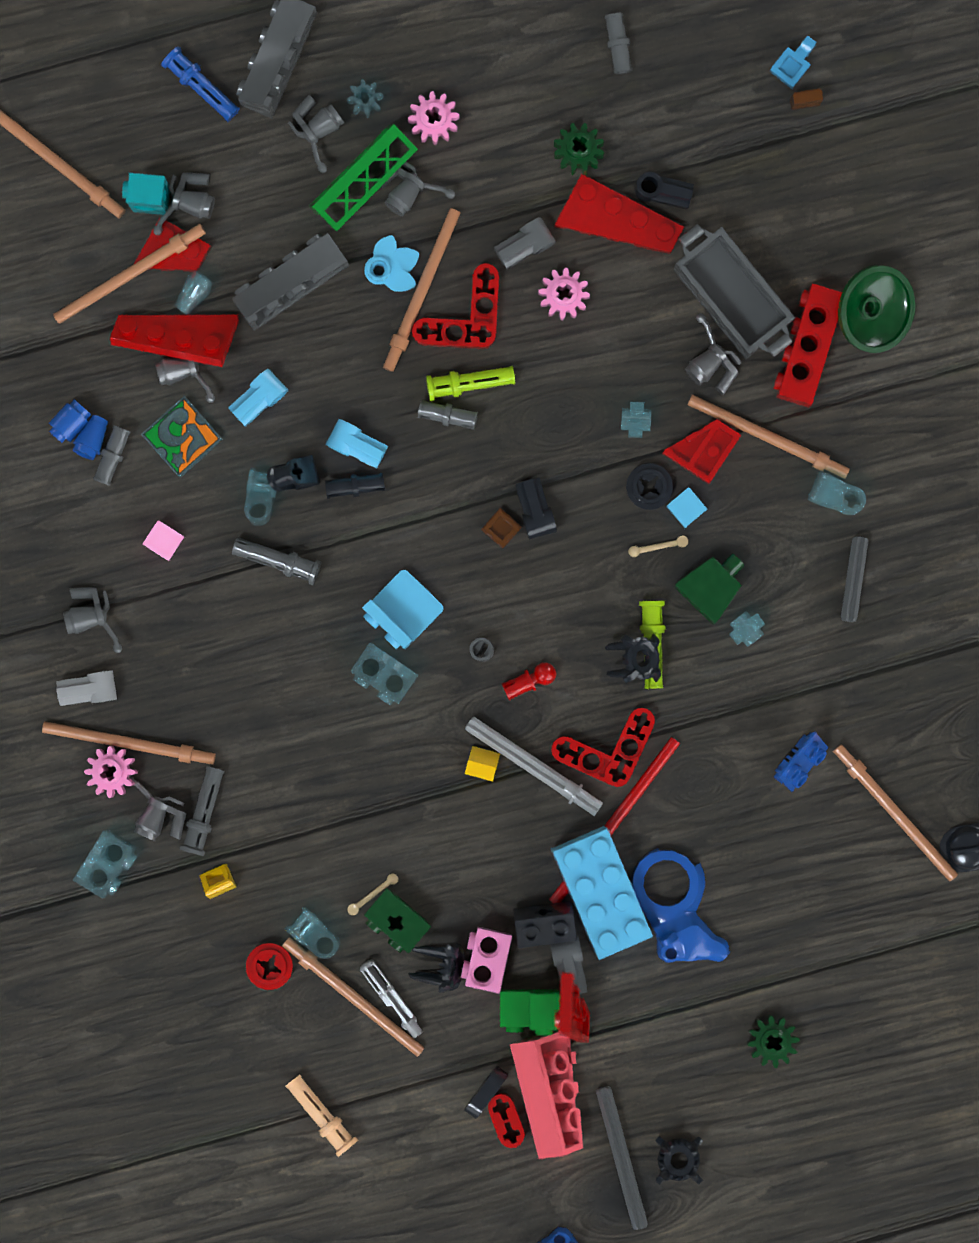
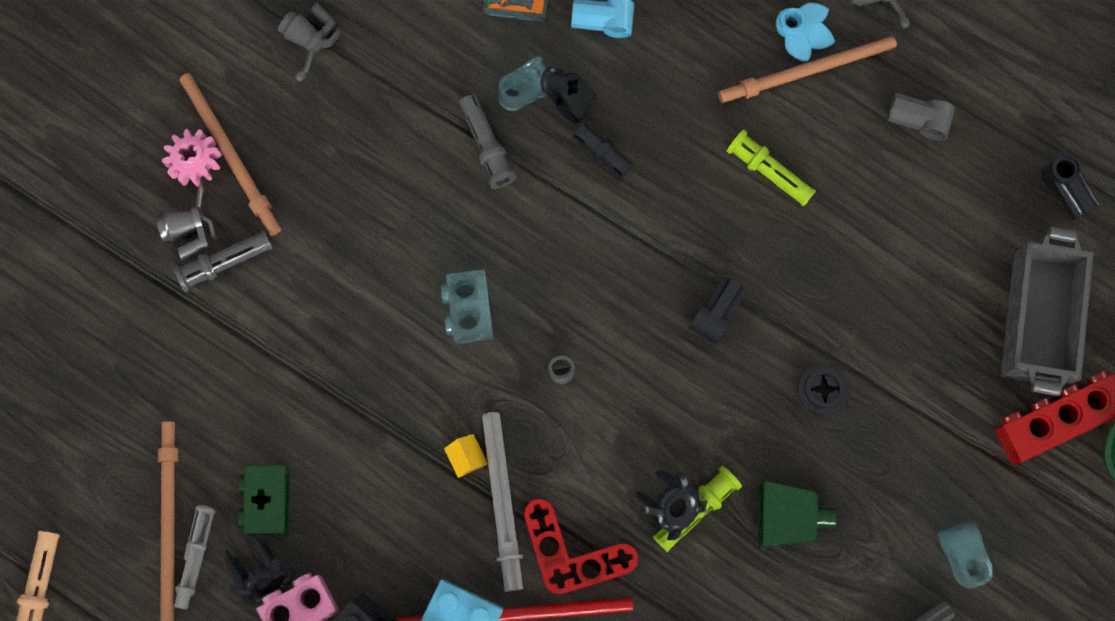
camera: 45 degrees right, 10 degrees down
(94, 688) = (250, 87): light grey piece -> none
(99, 860) = (109, 210): clear light blue brick -> none
(163, 540) = (421, 40): bright pink slope -> none
(217, 881) = (172, 323): yellow slope -> none
(256, 971) = (122, 419): red gear -> none
(312, 933) = (193, 434): clear light blue piece -> none
(350, 441) = (635, 115): medium azure piece -> none
(353, 909) = (246, 457): tan hinge -> none
(402, 609) = (535, 276): medium azure bracket -> none
(447, 414) = (728, 174): dark grey pin -> none
(477, 320) = (822, 133): red beam -> none
(501, 528) = (676, 299): reddish brown tile -> none
(543, 674) = (587, 439): red pin -> none
(561, 283) = (918, 172): bright pink gear -> none
(578, 159) = (1036, 91): dark green gear -> none
(610, 215) = (1011, 170): red wing -> none
(636, 419) = (868, 327): clear light blue gear -> none
(681, 541) = (802, 457): tan hinge -> none
(686, 507) = (835, 436): medium azure tile -> none
(704, 450) = (896, 408): red wing -> none
(706, 364) = (965, 345): flat silver piece -> none
(747, 629) = (783, 579): clear light blue gear -> none
(819, 460) = (979, 514): nougat bar -> none

